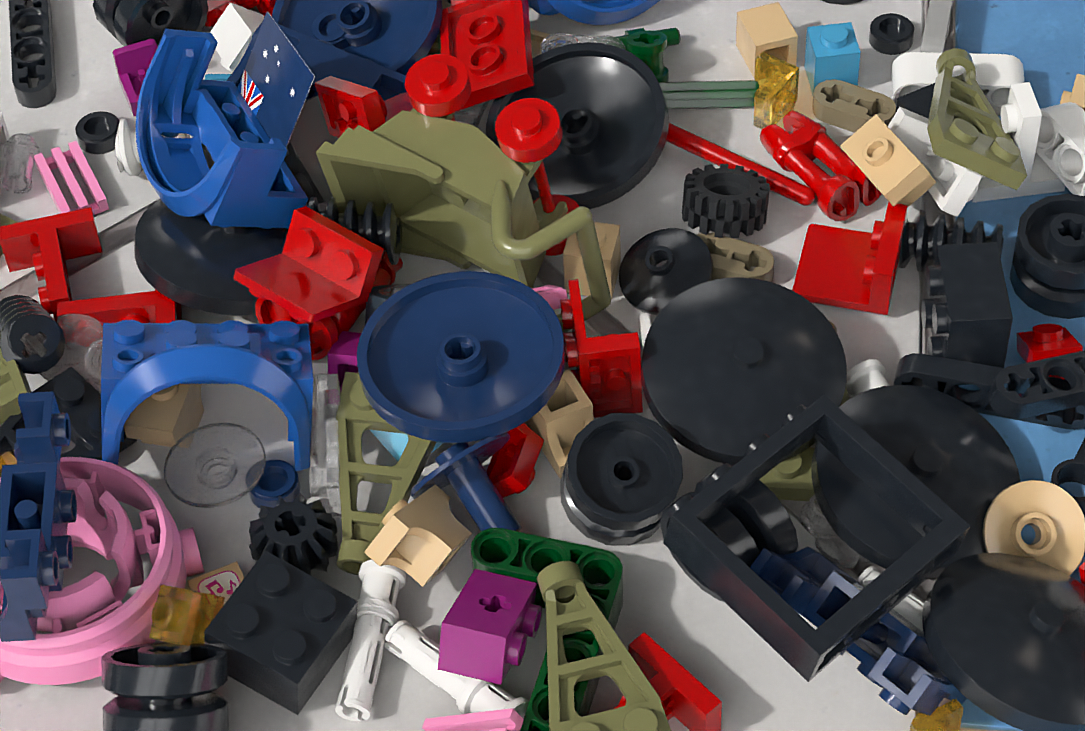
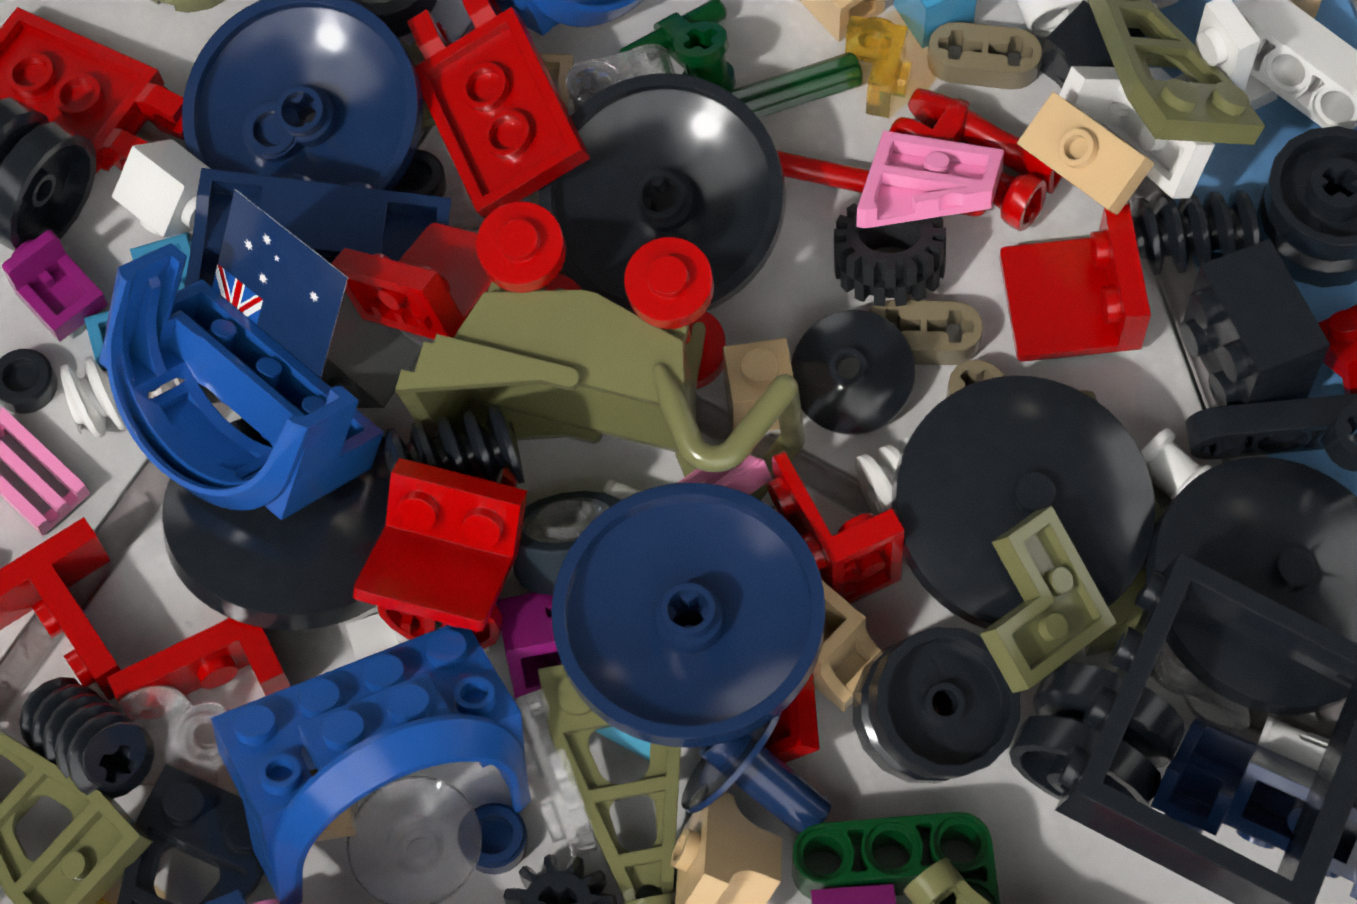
camera: 20 degrees left, 15 degrees up
(731, 422) = (1059, 606): none -> olive plate
(768, 159) = (927, 179): none -> bright pink wing

